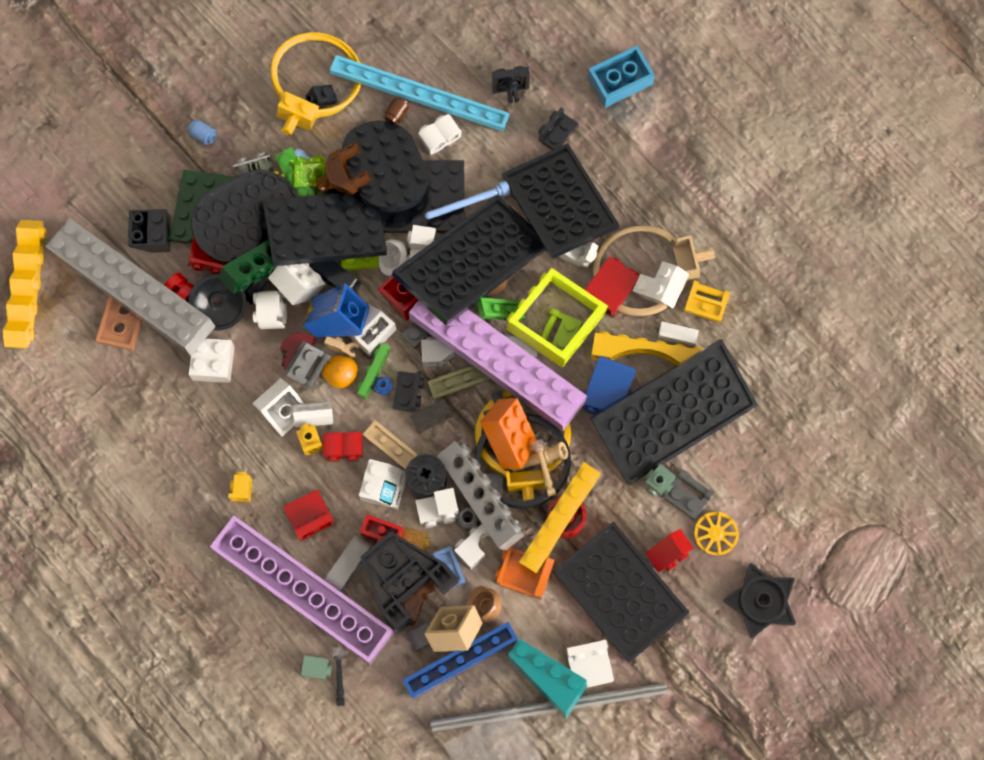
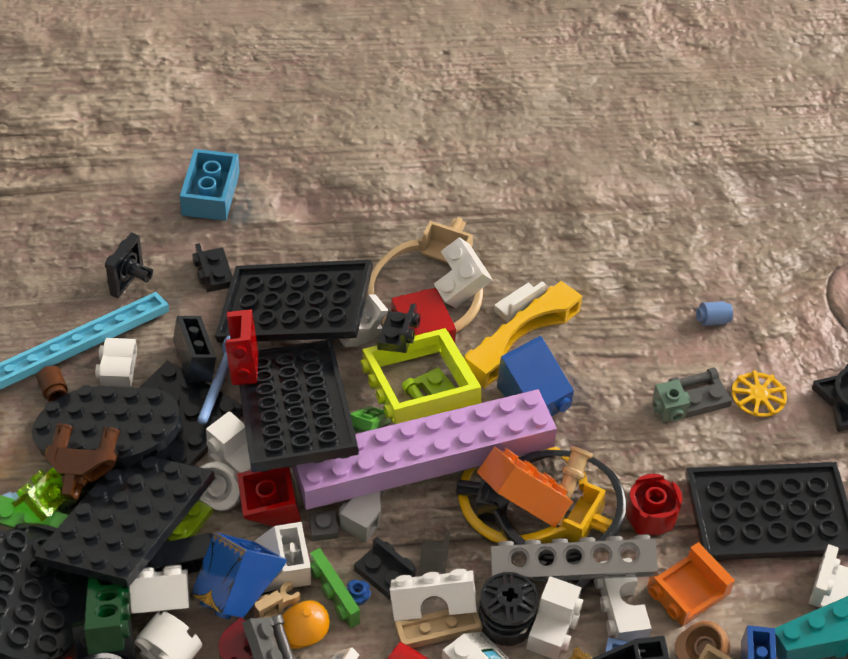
camera: 60 degrees left, 25 degrees down
(412, 438) = (454, 587): none -> white arch
(456, 382) = (414, 515): olive plate -> none
(467, 513) = (592, 597): dark grey brick -> none
(476, 170) = (194, 349): none -> black brick
(483, 208) = (242, 348): none -> red panel
(539, 446) = (562, 469): tan piece -> none
(560, 517) = (676, 540): yellow arch -> none
(580, 279) = (399, 330): none -> black bracket
(669, 551) = (759, 434): red brick -> none
(674, 411) = (605, 346): black plate -> none
(704, 306) = (507, 264): yellow plate -> none
(765, 466) = (714, 313): none -> medium blue brick

